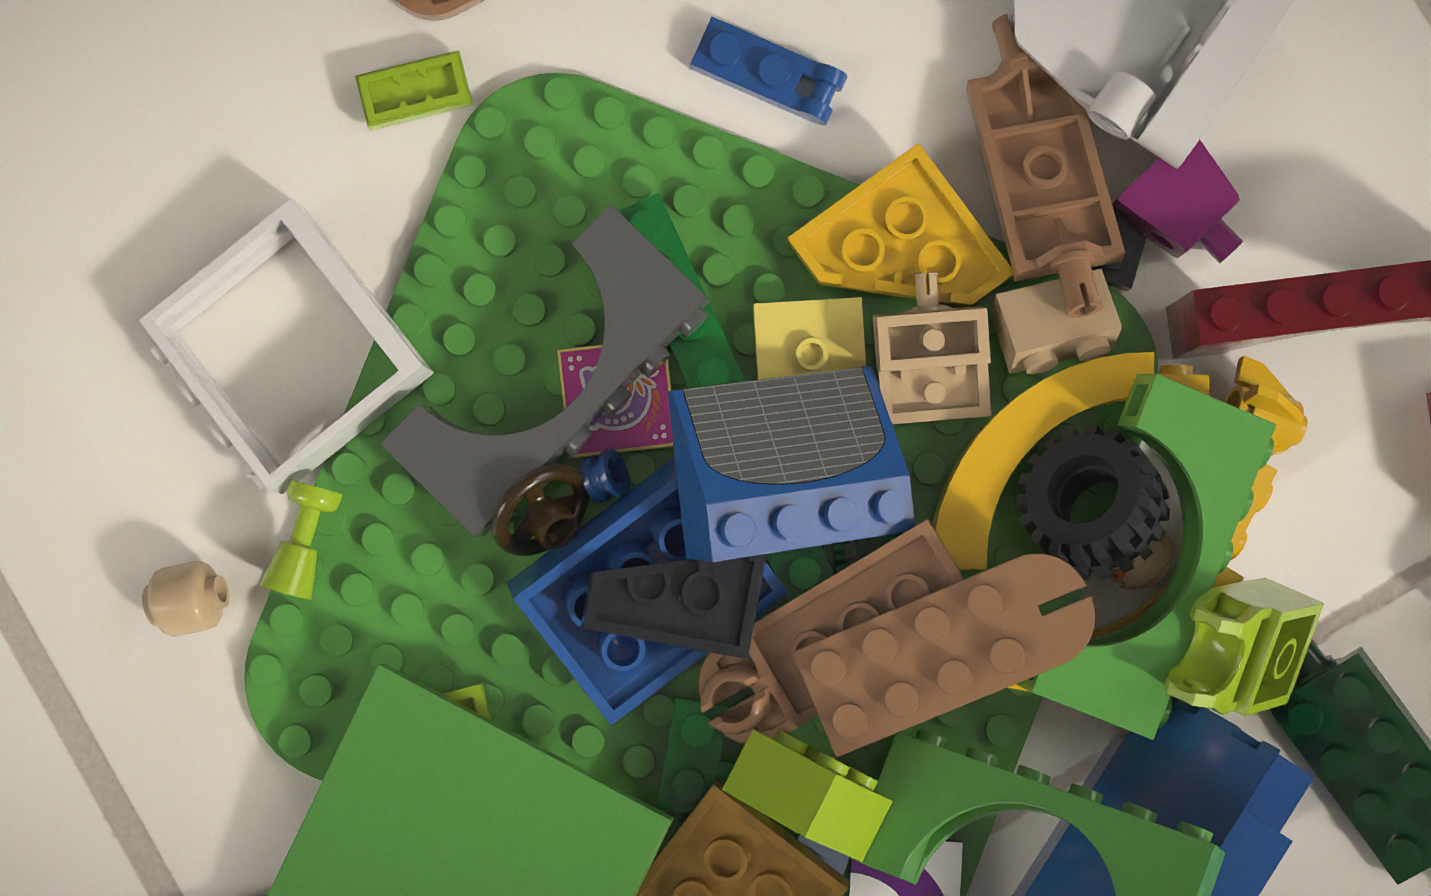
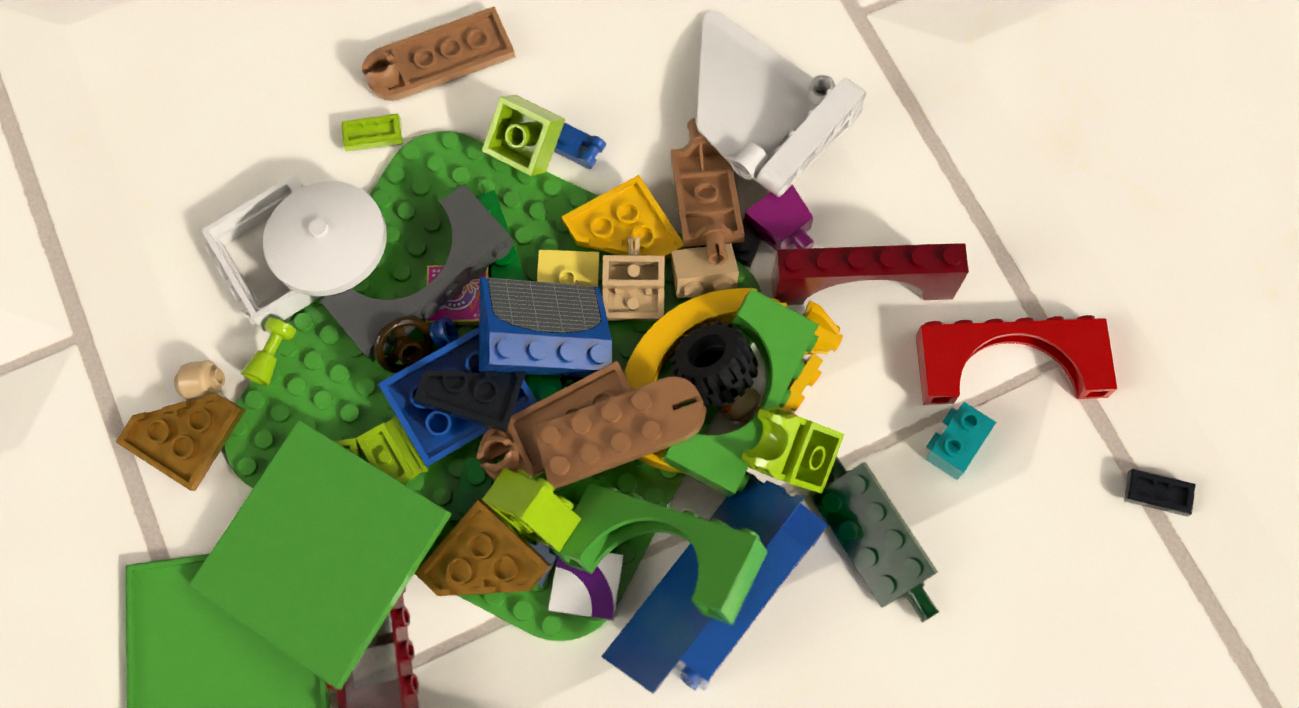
camera: 10 degrees right, 15 degrees down
(175, 702) = (182, 436): none -> pearl gold plate
(371, 326) = (324, 238): none -> white dish
(545, 701) = (392, 451): none -> lime plate
(699, 82) = (523, 134): none -> lime brick

